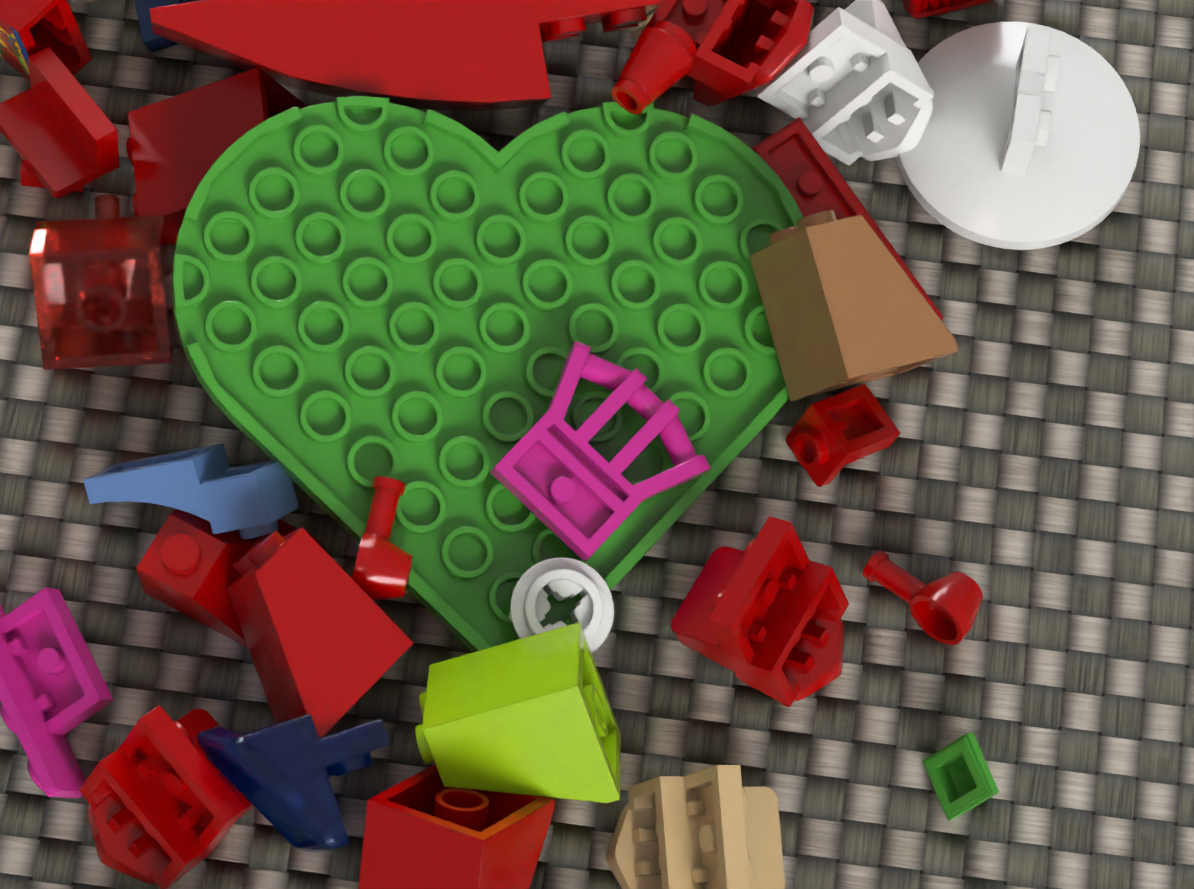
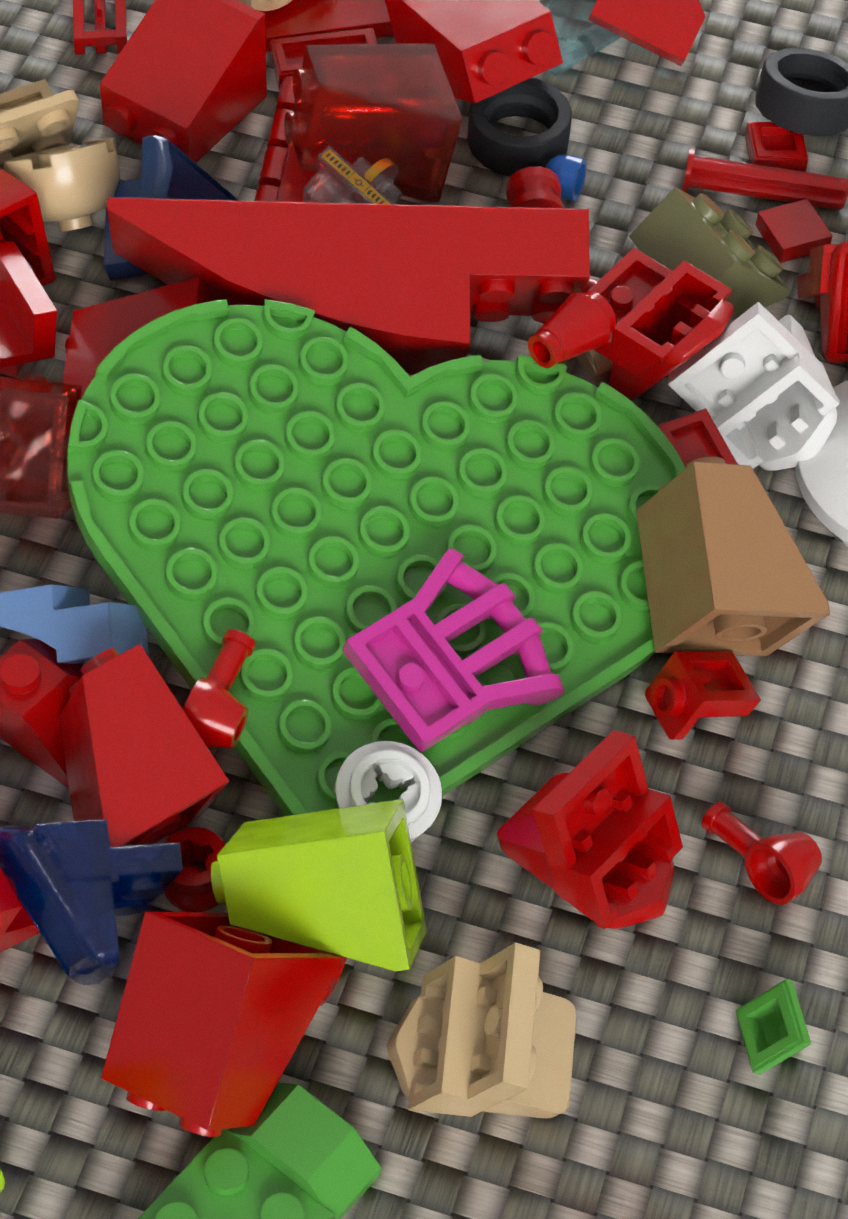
camera: 10 degrees right, 15 degrees down
(398, 723) = (193, 886): none -> red wheel

